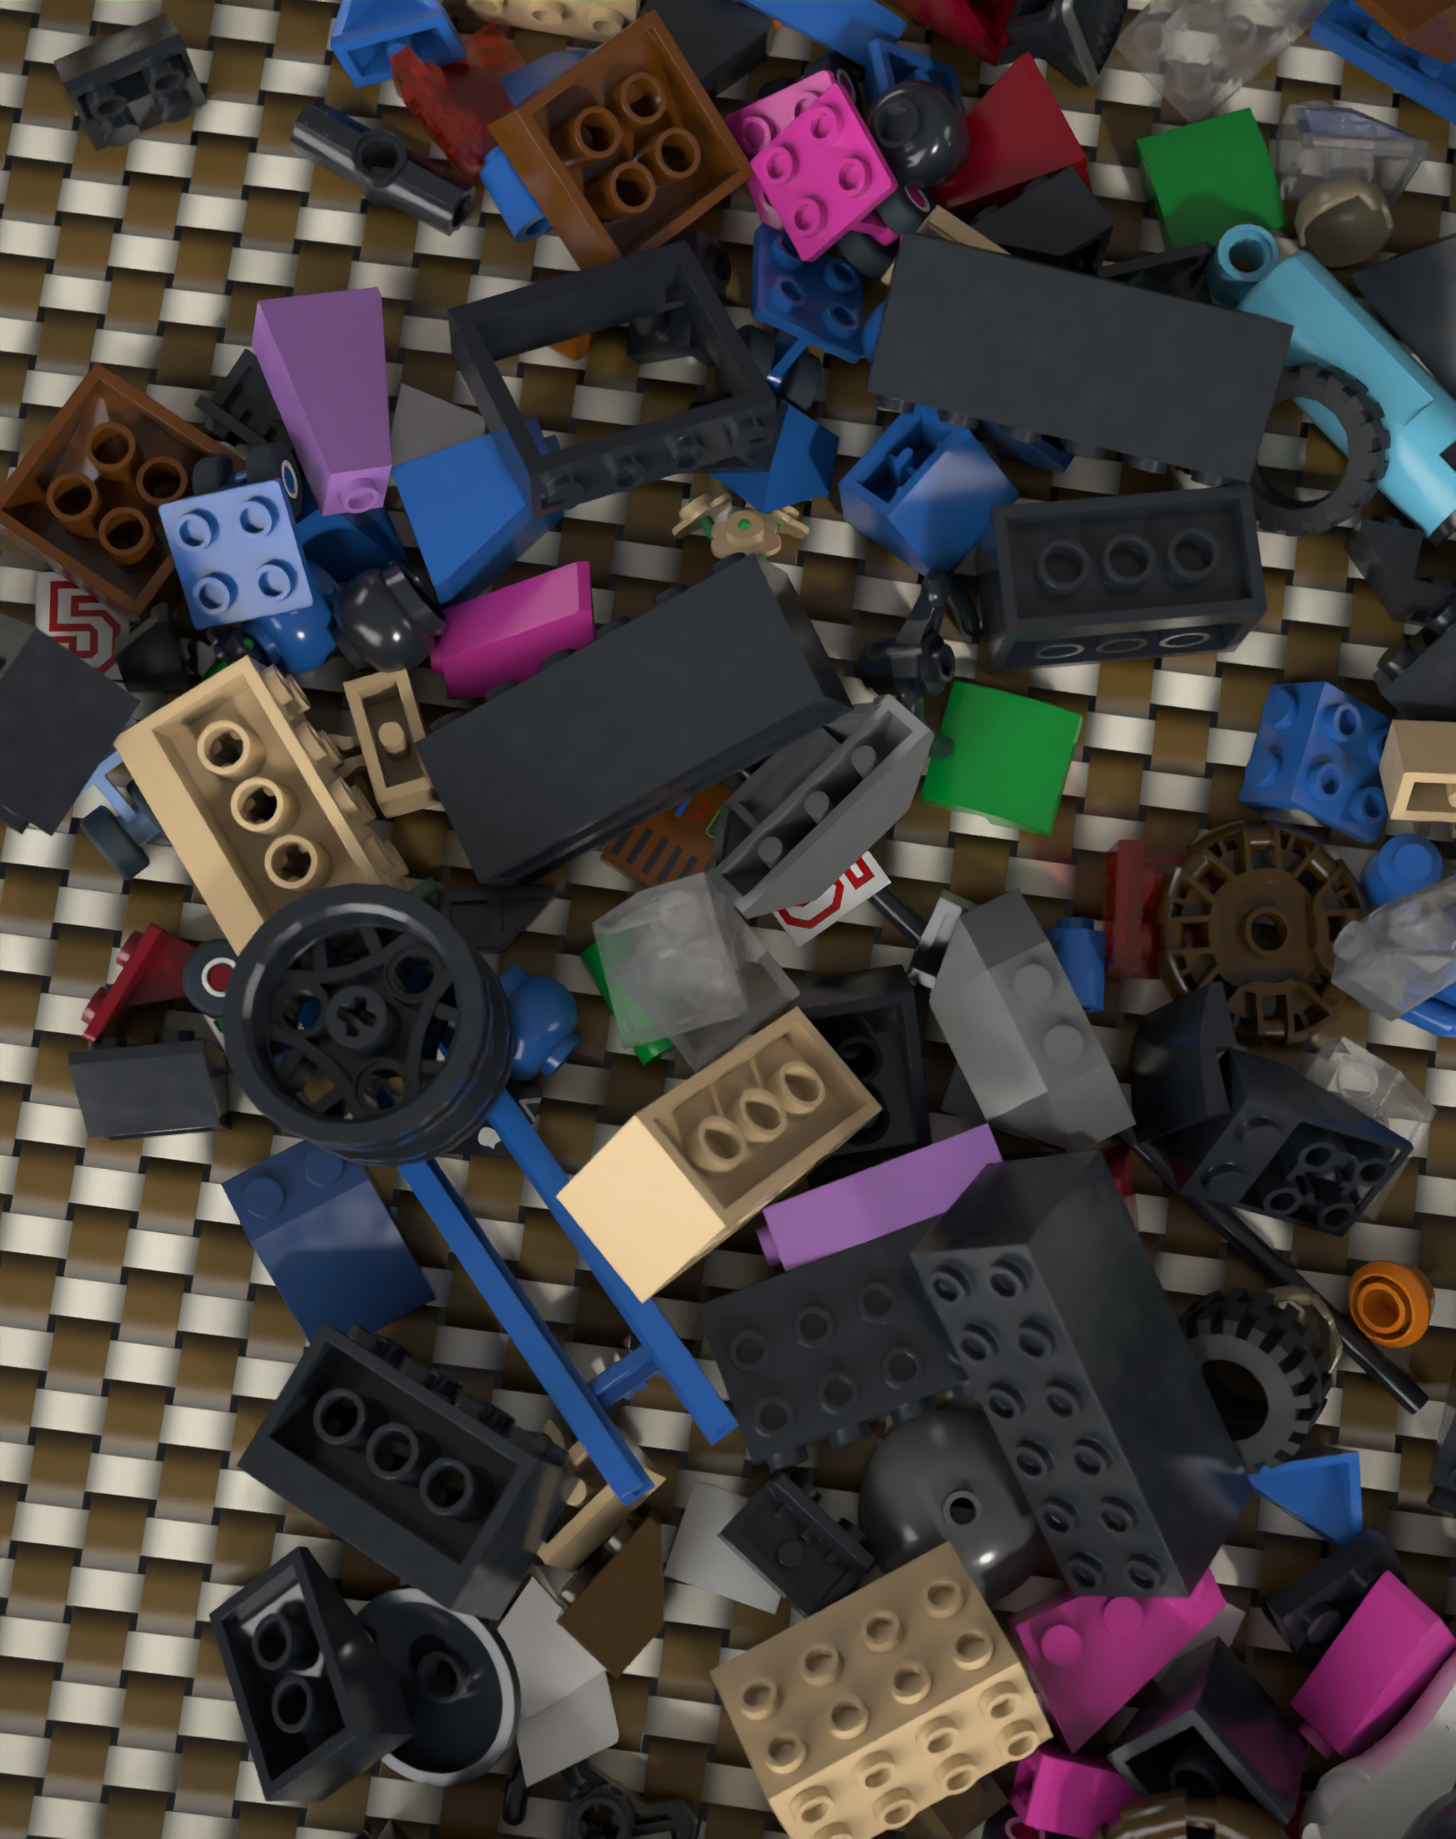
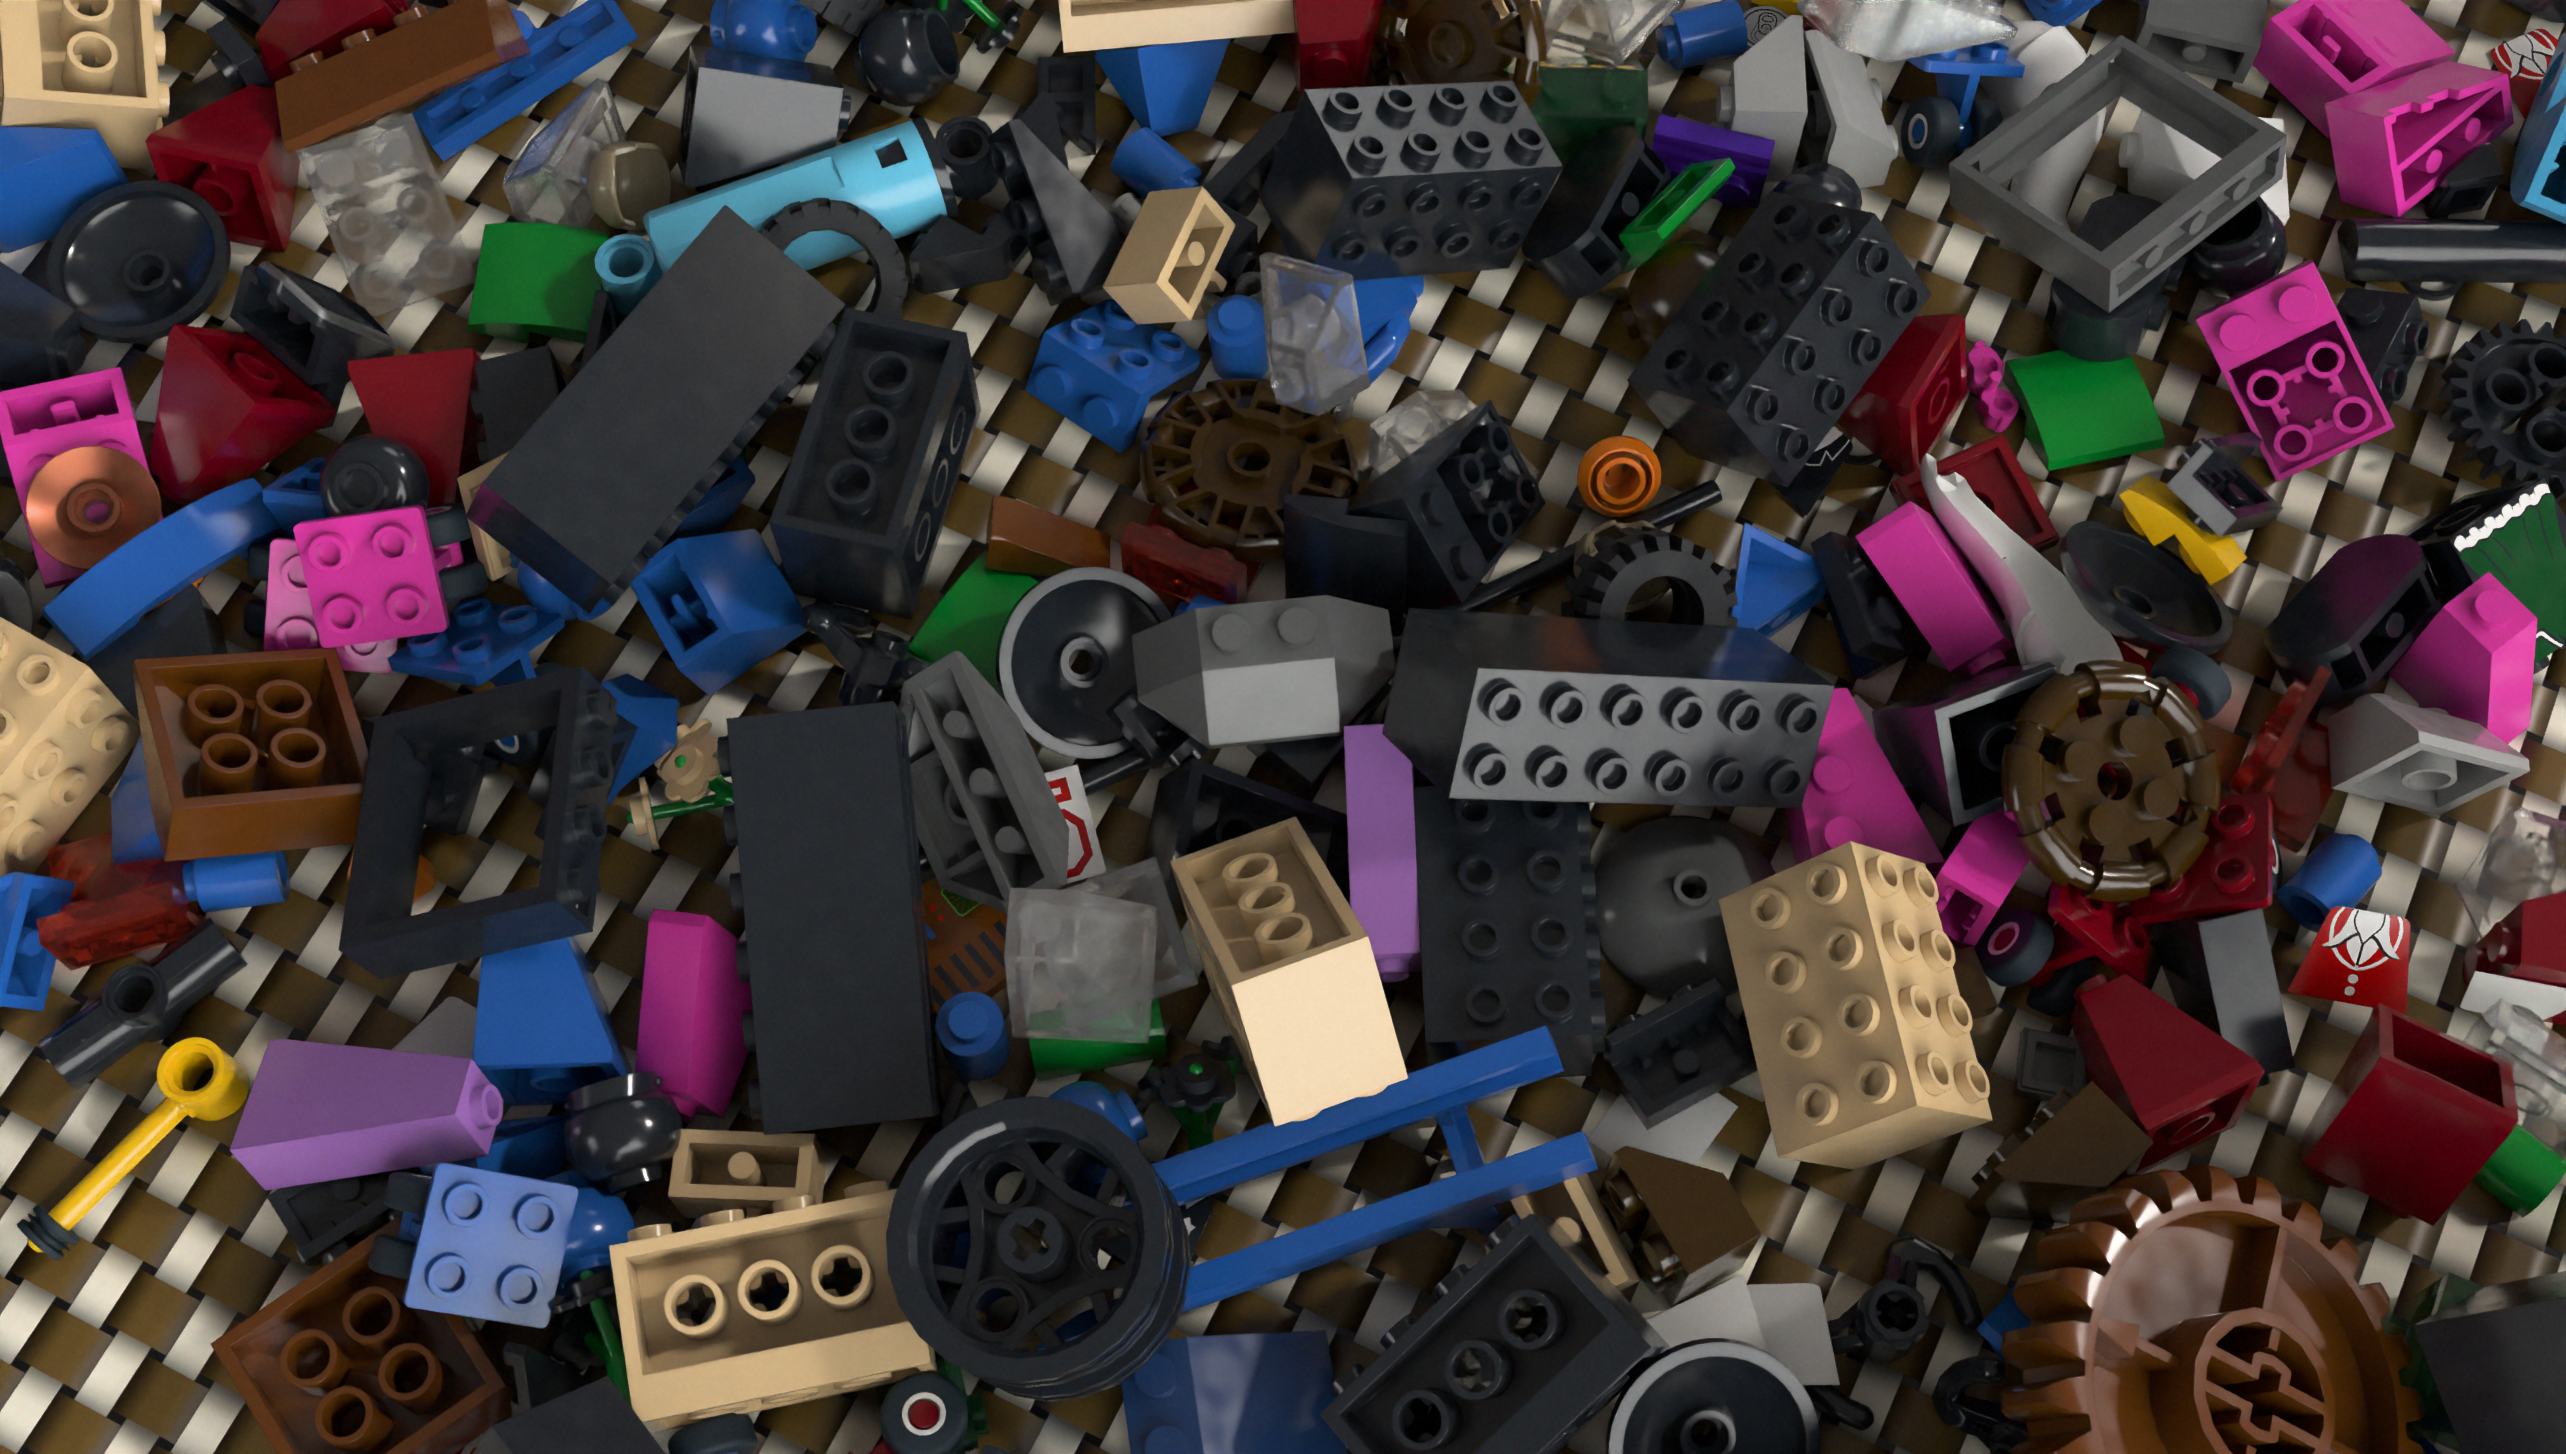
camera: 65 degrees left, 15 degrees down
(168, 189) = (176, 1079): none -> yellow piece
(590, 885) = (973, 1036): none -> blue brick
(596, 1102) = (1195, 1083): none -> black plant
(947, 848) = (1065, 613): none -> black dish
(1105, 768) = (1040, 542): none -> reddish brown slope

